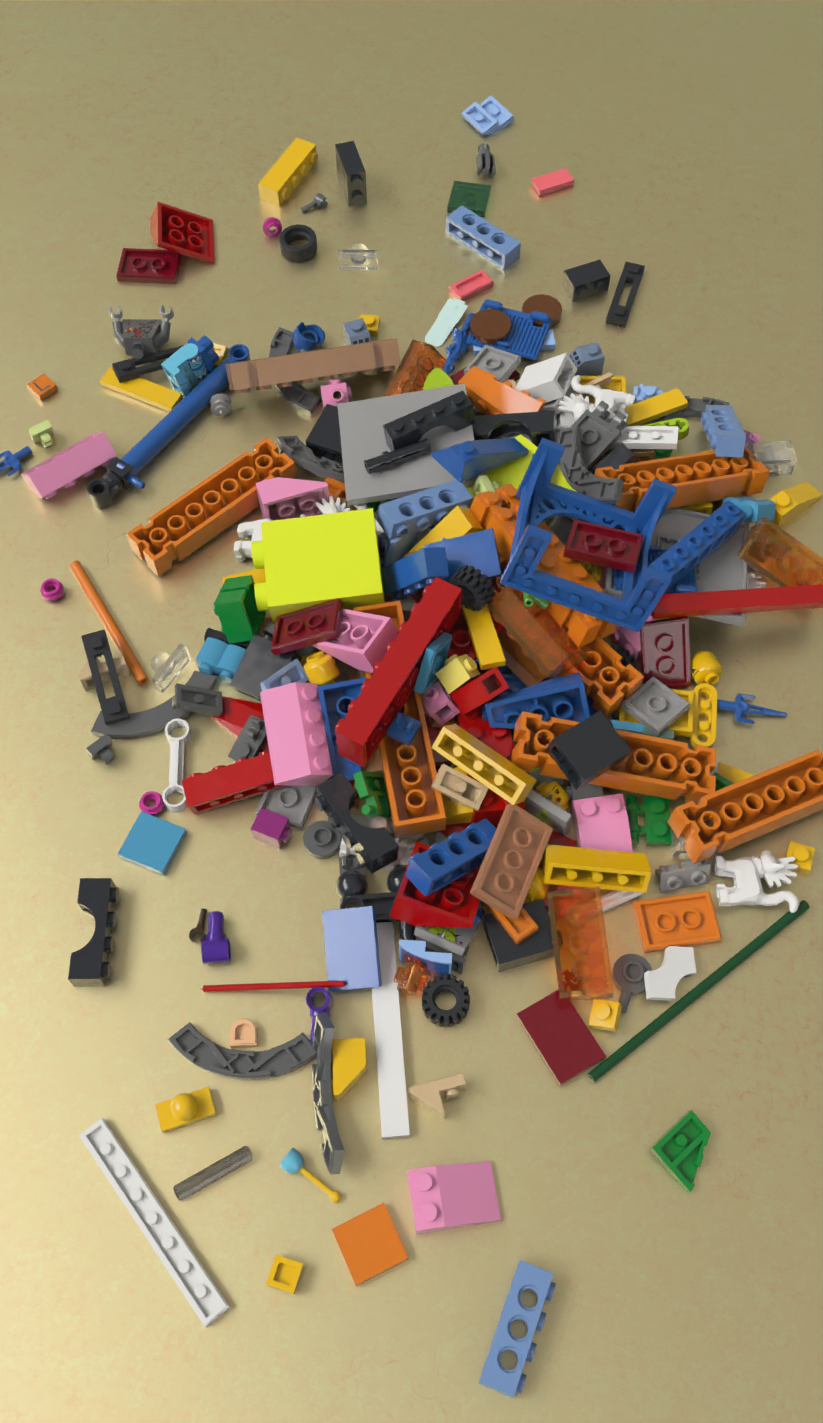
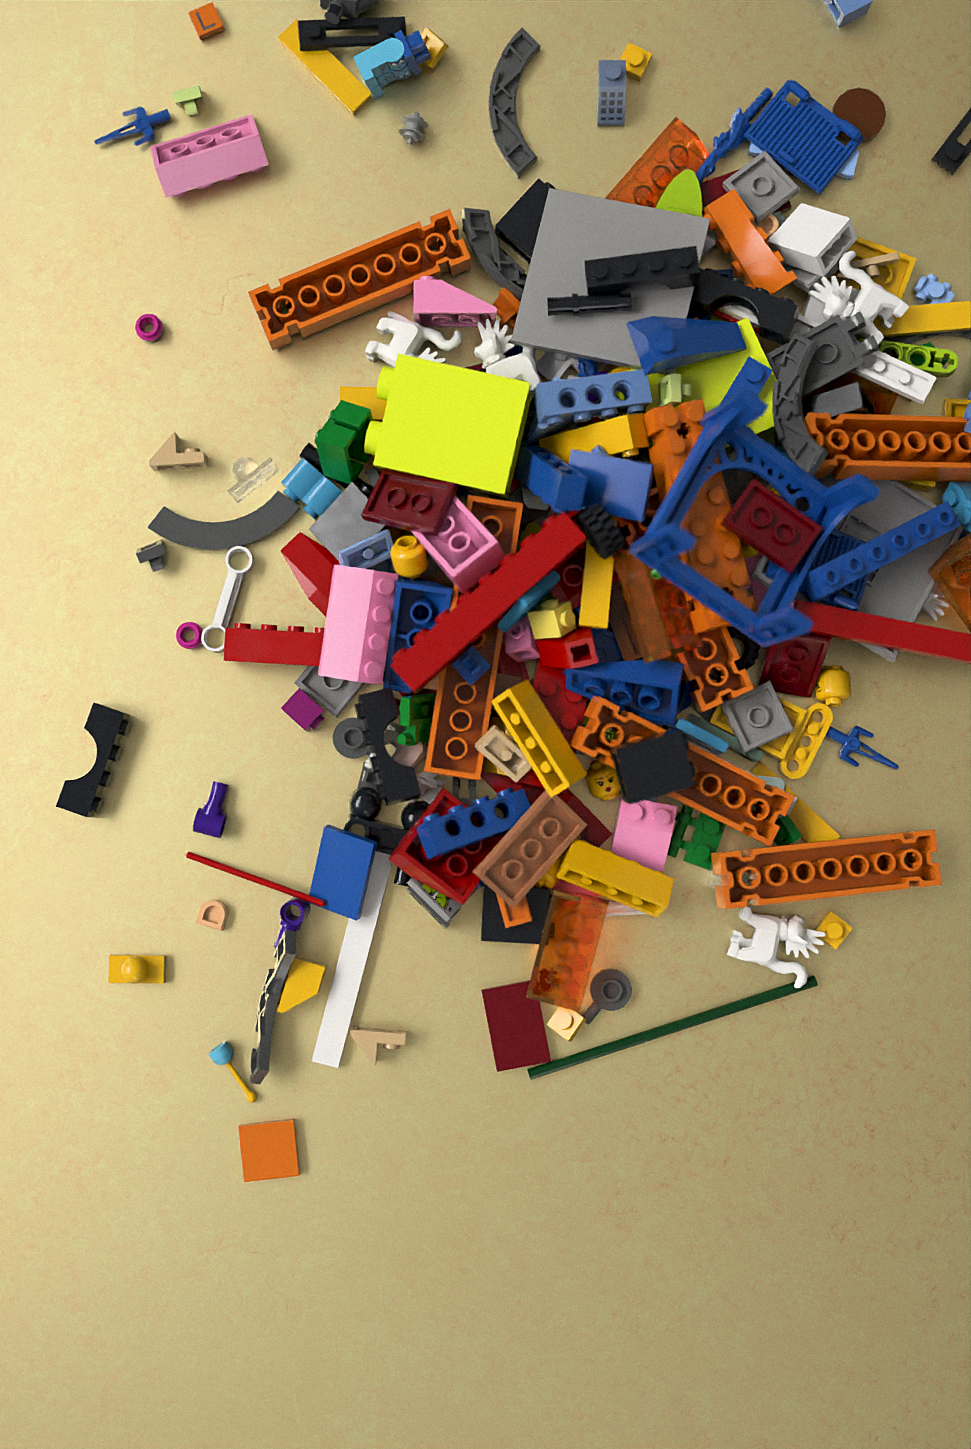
camera: 15 degrees right, 25 degrees up
(109, 623) = (201, 391): orange piece -> none
(112, 708) = (177, 511): black container -> none
(122, 471) = (273, 187): blue piece -> none
(152, 843) = (178, 680): dark azure tile -> none
(154, 1222) = (79, 1059): white tile -> none
(197, 700) = (269, 535): dark grey plate -> none
(200, 926) = (201, 789): dark brown hand -> none
(213, 1173) = (146, 1037): clear smoke axle -> none
(239, 1063) = (200, 942): dark grey tile -> none
(250, 739) = (310, 601): dark grey plate -> none
(284, 1274) = (184, 1150): yellow plate -> none
(308, 337) = (551, 61): blue hair -> none
(313, 364) = (539, 117): medium nougat brick -> none
(335, 385) = (554, 163): bright pink brick -> none
(410, 978) = (390, 921): clear orange gear -> none
(432, 962) = (403, 905): slope -> none
(445, 322) = (732, 89): light aqua piece -> none
(445, 1016) = (413, 969): black tyre -> none
(453, 1196) = (357, 1138): bright pink slope -> none
(471, 285) = (786, 42): coral tile -> none
(490, 326) = (781, 124): reddish brown tile -> none
(494, 1375) = (350, 1308): medium blue brick -> none
(548, 812) = (593, 802): light grey tile -> none
(586, 280) = (933, 88): black brick -> none
(588, 359) = (875, 217): sand blue slope -> none
(662, 982) = (656, 998): white tile -> none
(677, 921) = (678, 952): orange tile -> none
(683, 1148) = (586, 1170): green wing -> none
(689, 875) = (693, 907): light grey hinge -> none

